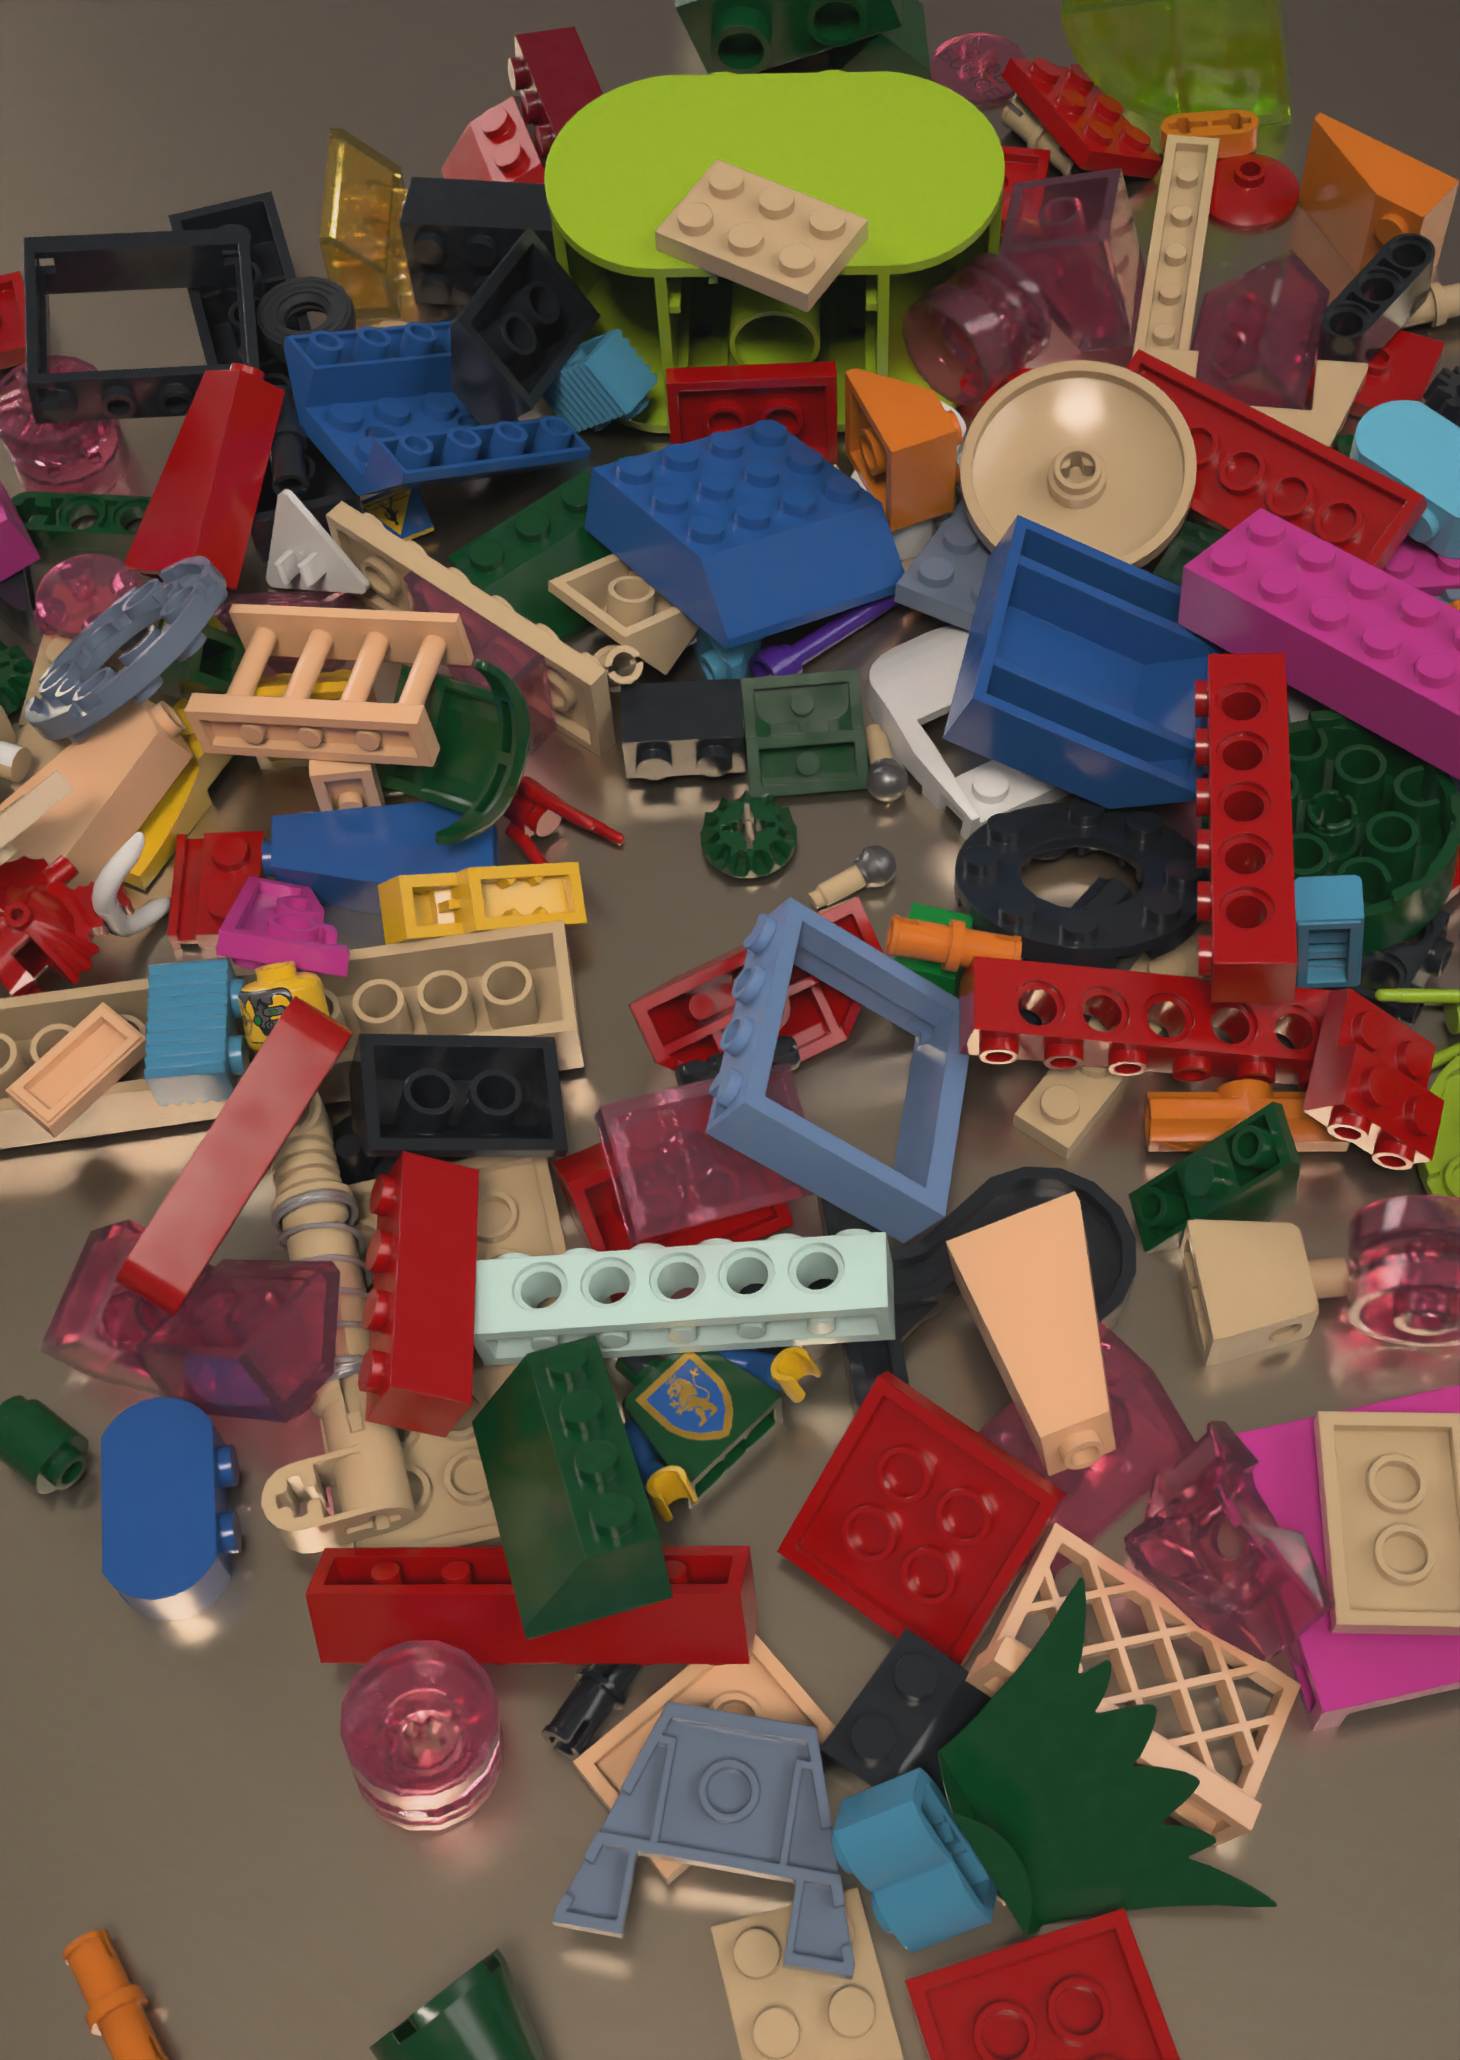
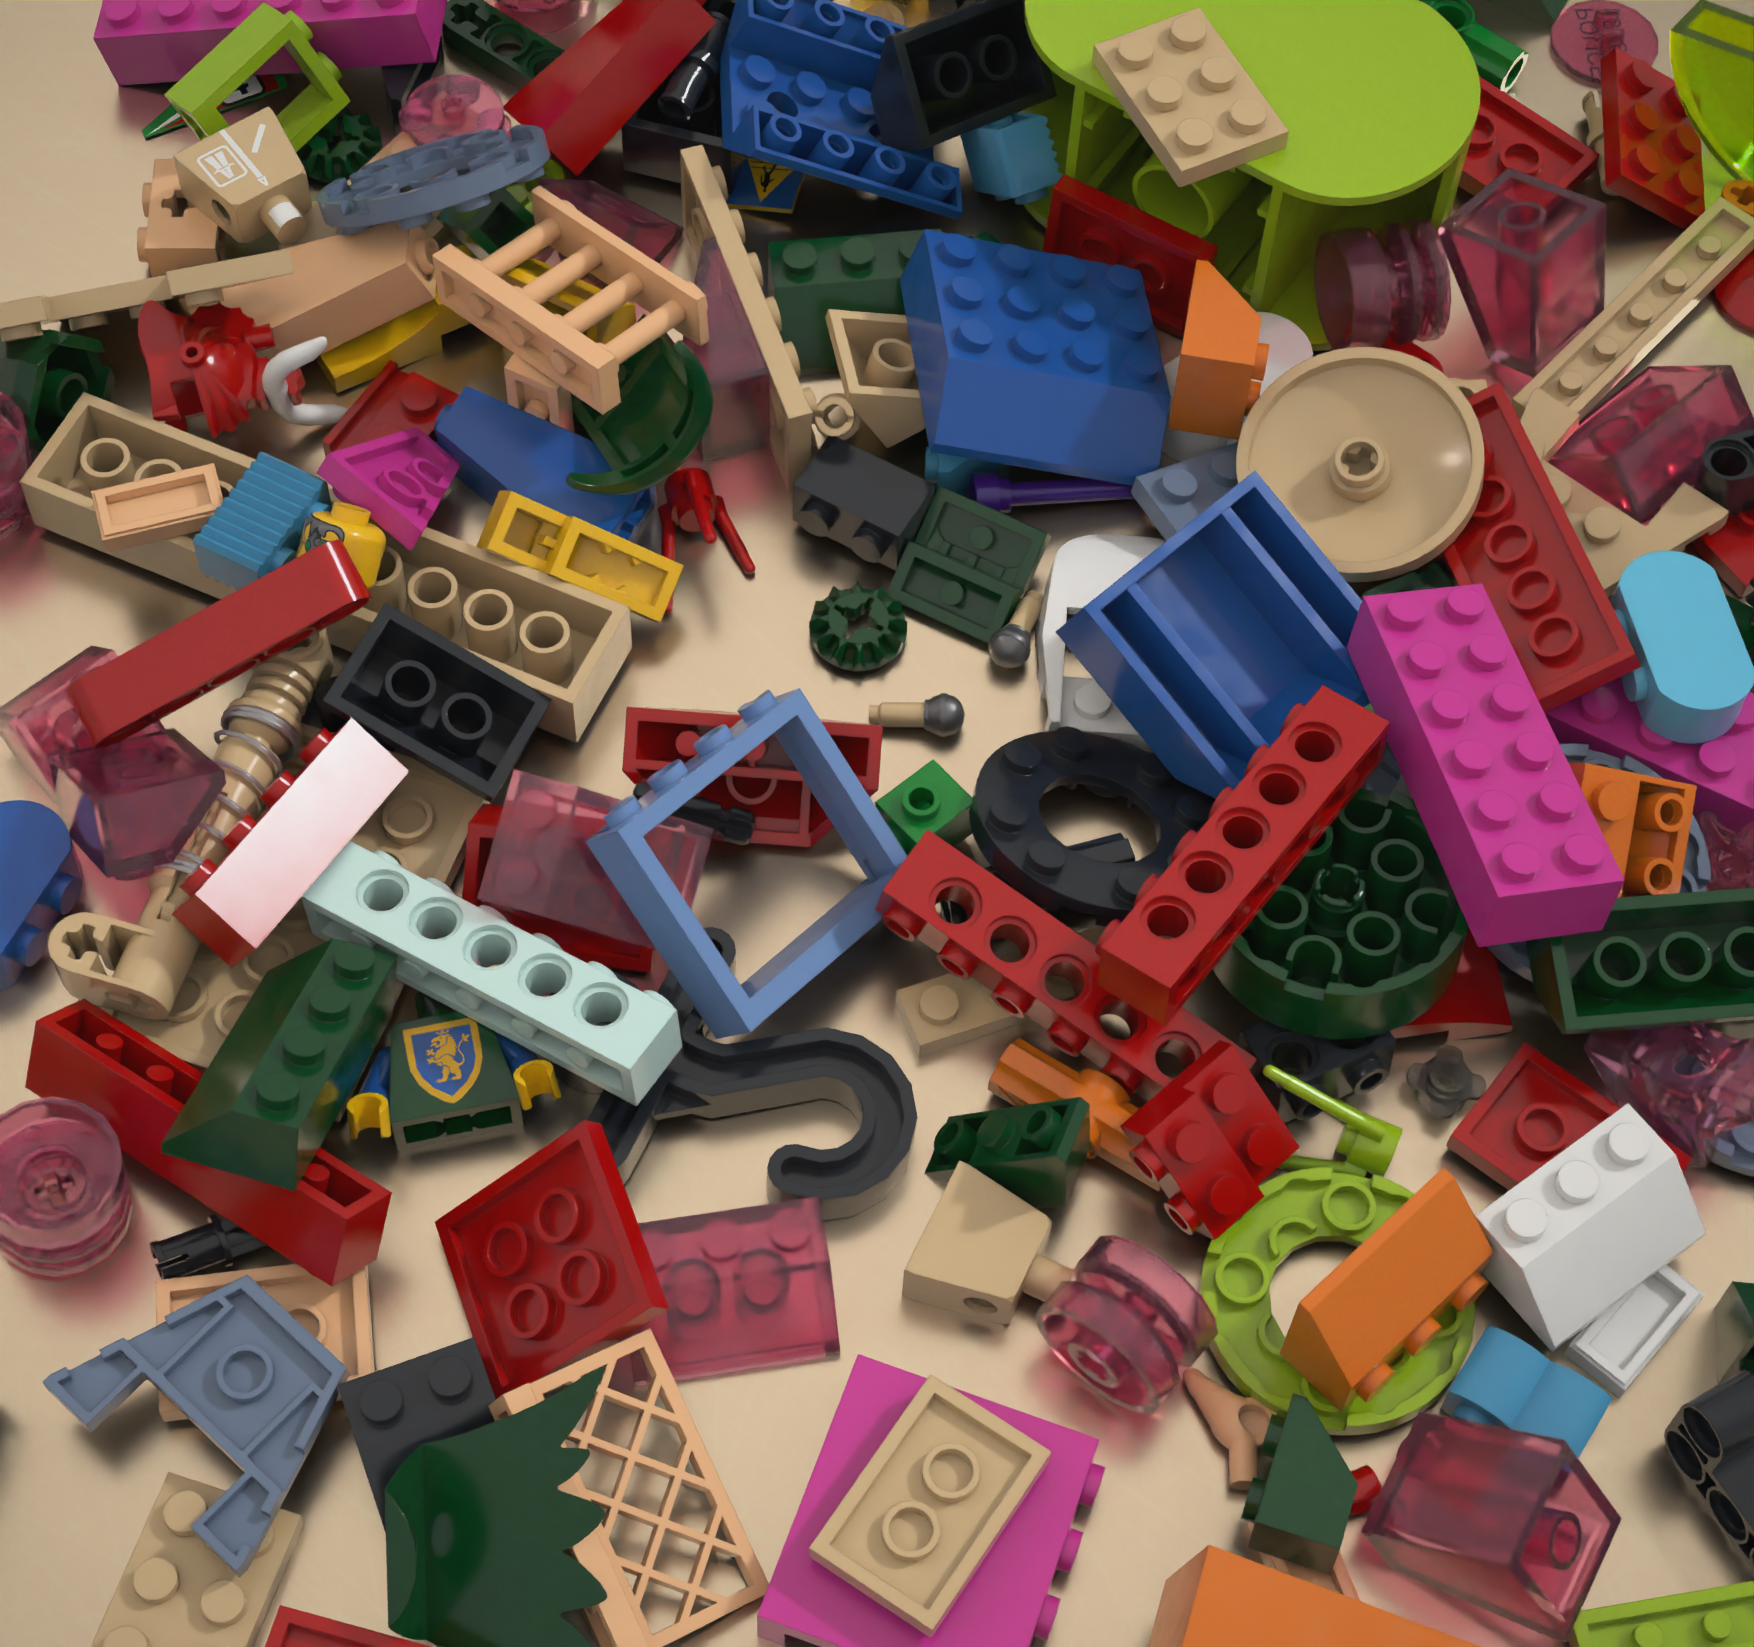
camera: 25 degrees right, 0 degrees up
(306, 555) = (655, 176): white piece -> none
(913, 1861) = (340, 1514): dark azure brick -> none
(947, 944) = (924, 808): orange pin -> none
(1039, 1319) = (756, 1165): light nougat slope -> none
(1248, 1601) = (736, 1429): clear pink piece -> none
(1329, 927) = (1247, 984): dark azure slope -> none

